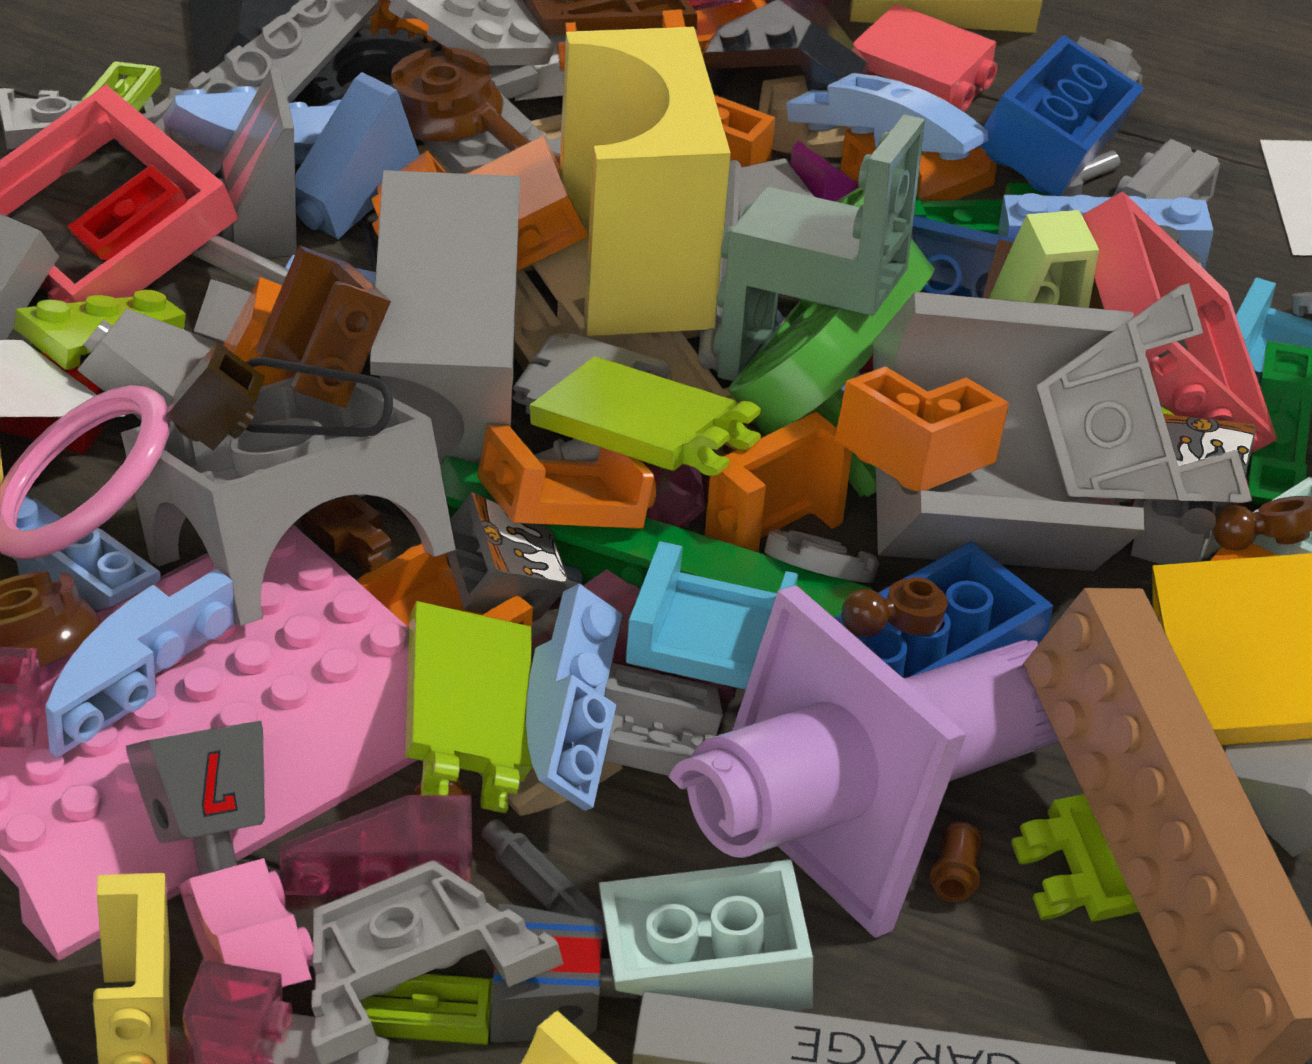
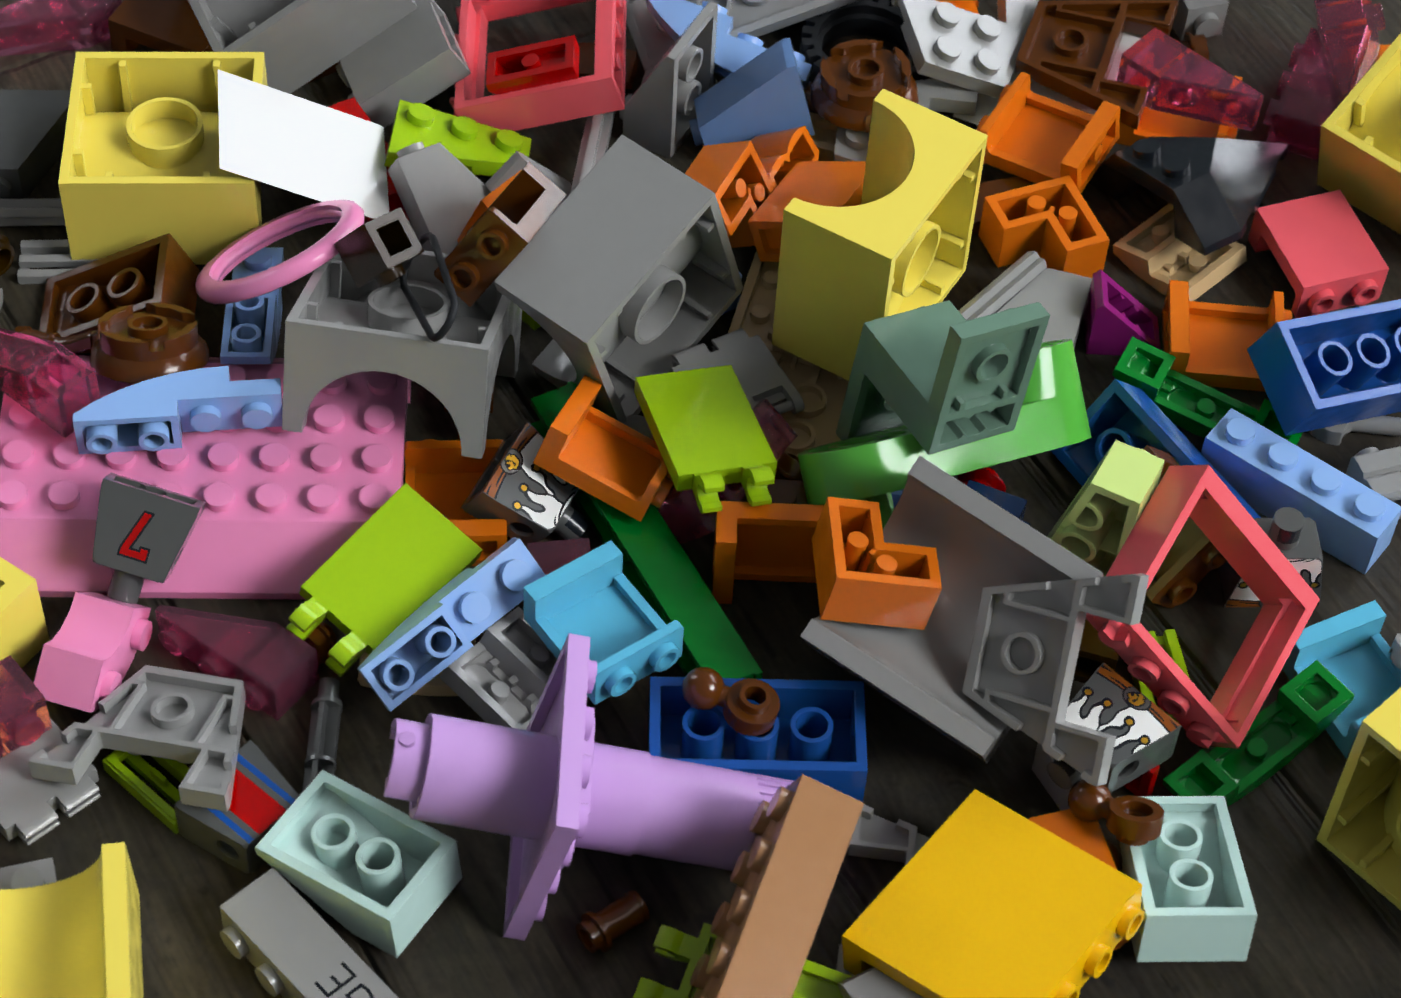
camera: 40 degrees right, 10 degrees up
(821, 556) = (762, 623): light grey tile -> none
(876, 106) = (1202, 290): light blue slope -> none

